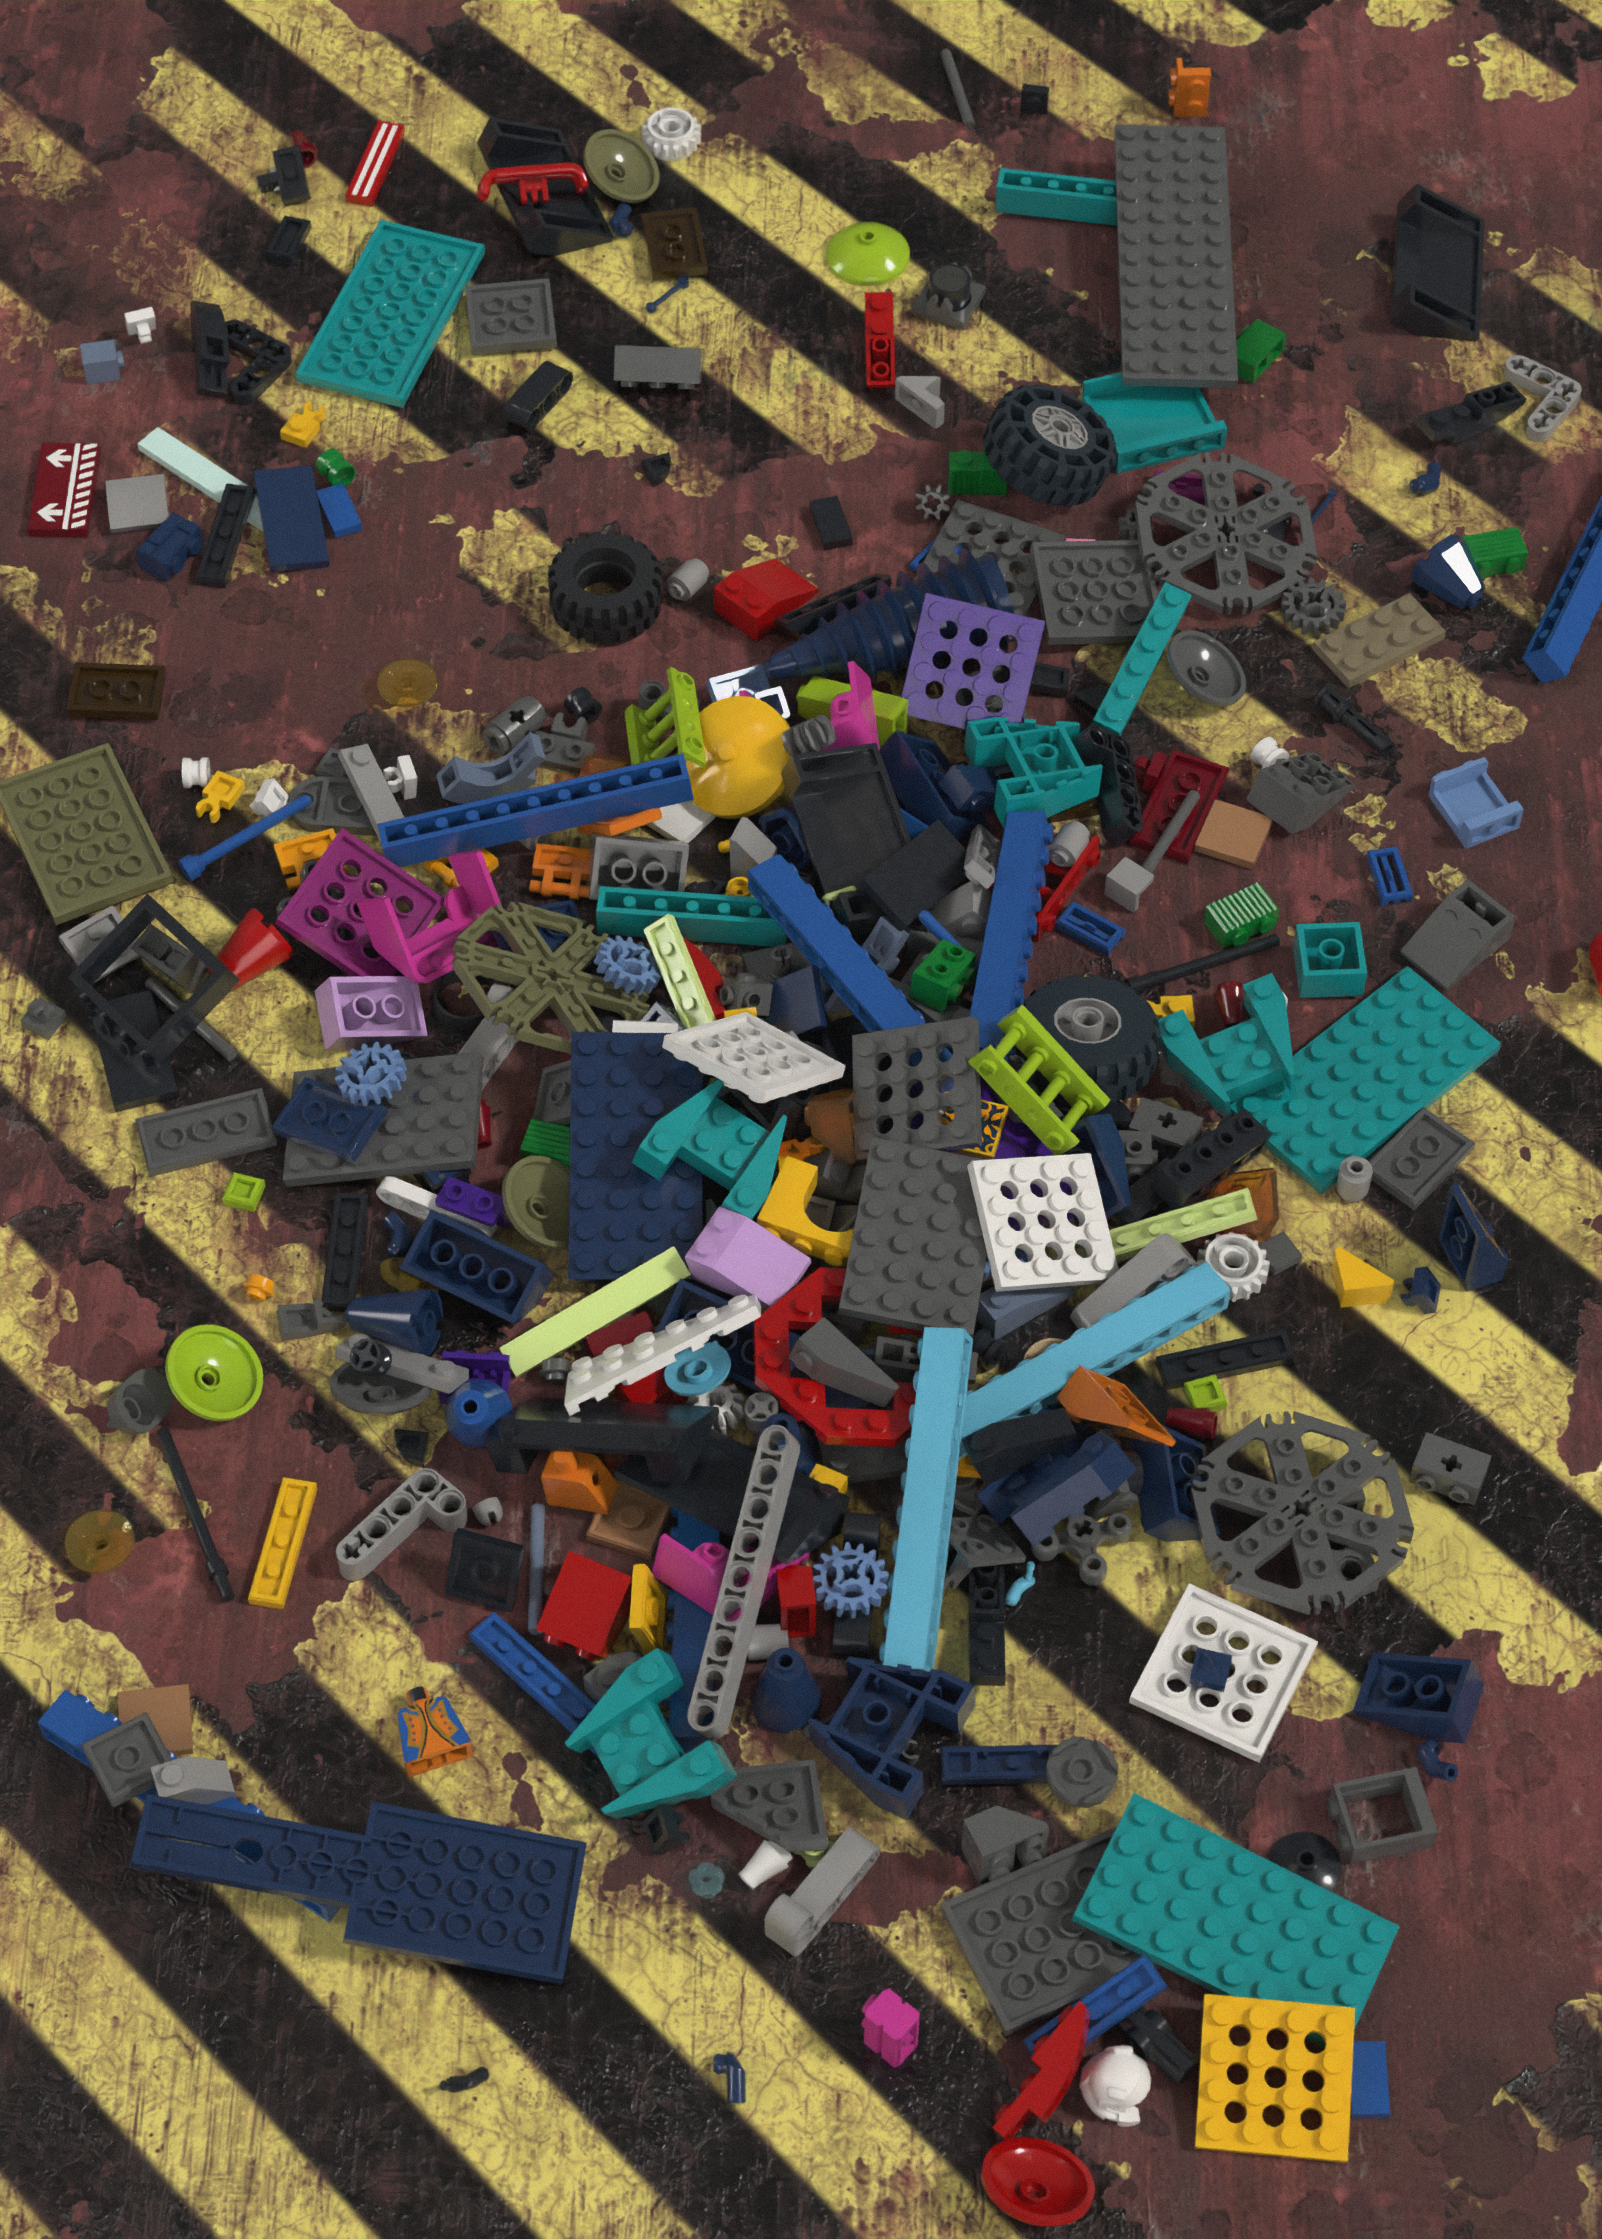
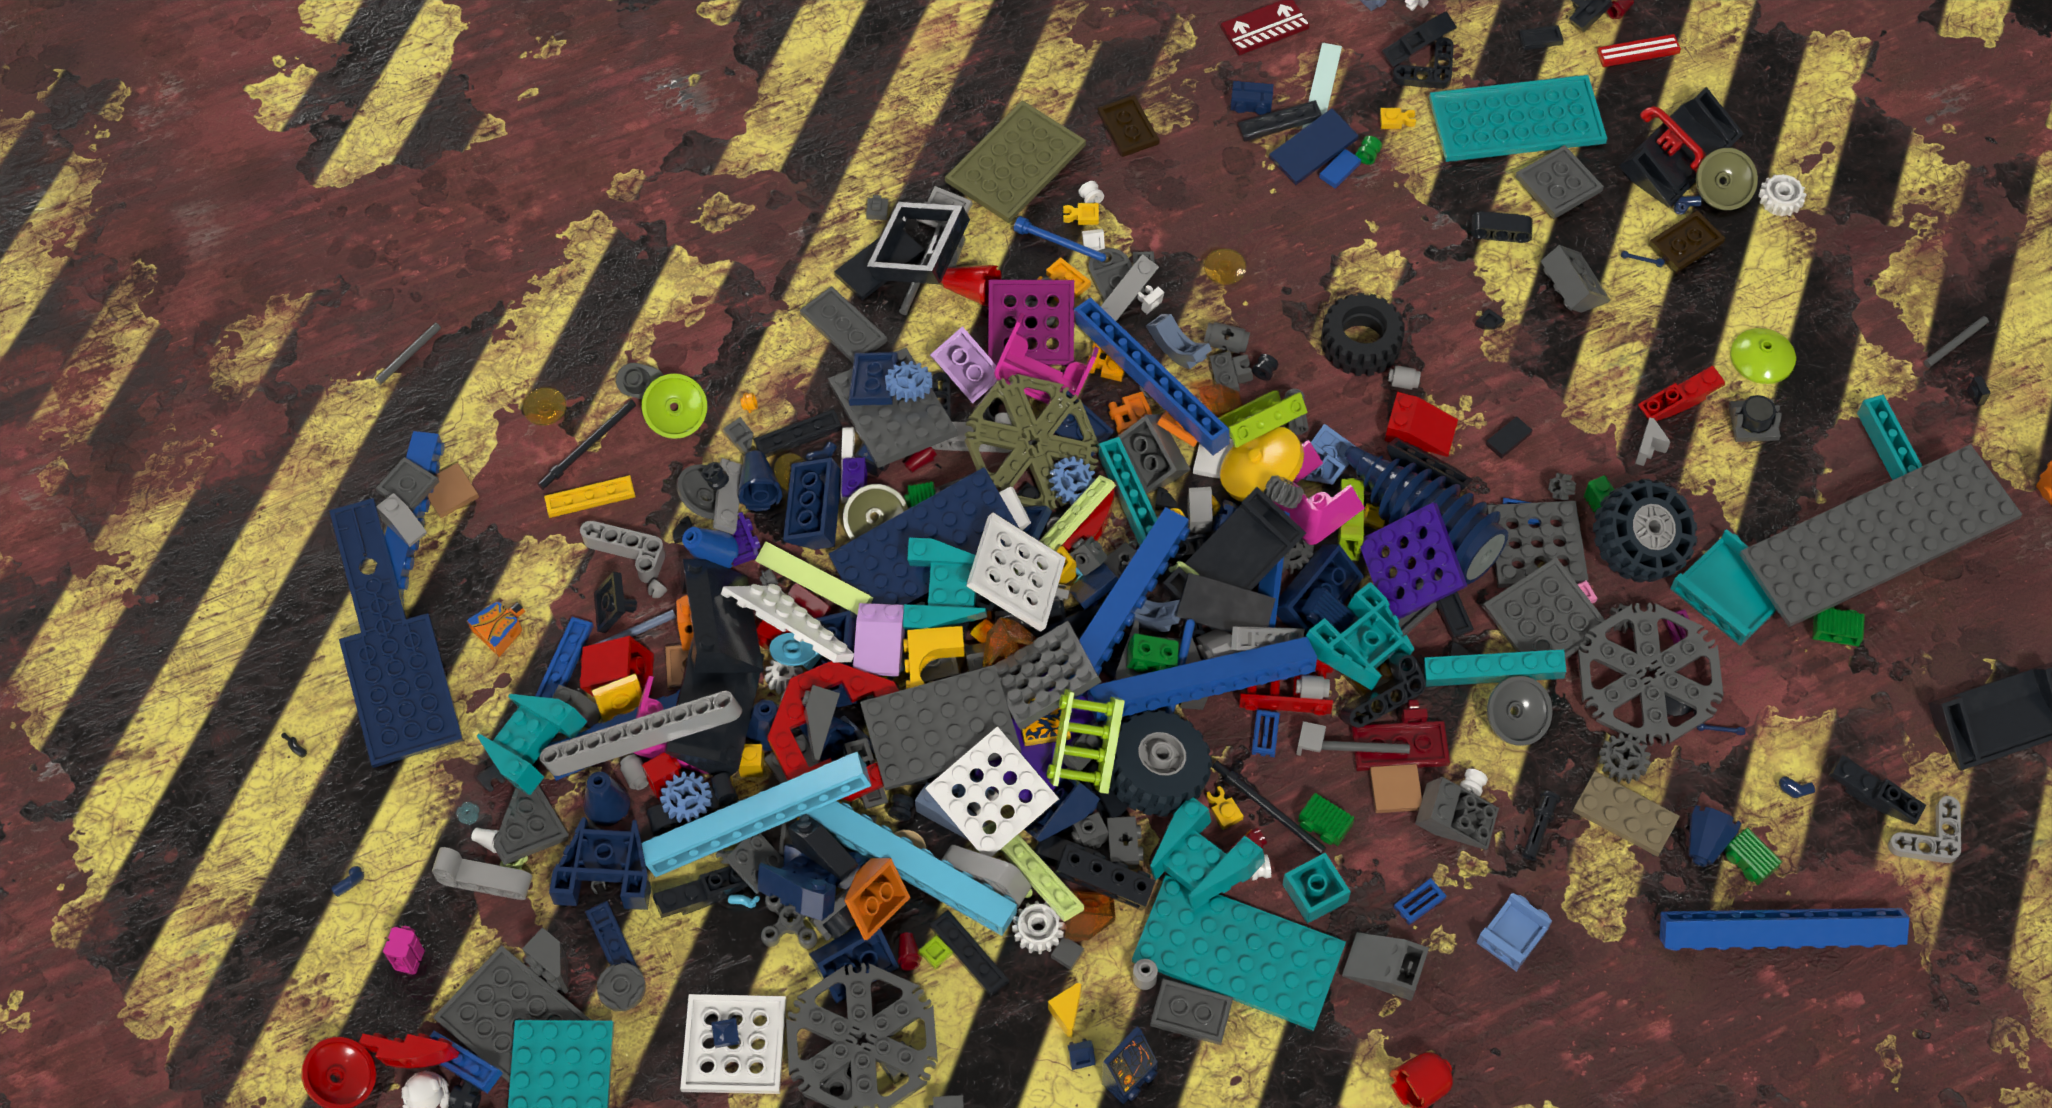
camera: 65 degrees right, 5 degrees up
(136, 503) = (1277, 65): light grey slope -> none
(243, 1192) = (812, 364): lime tile -> none

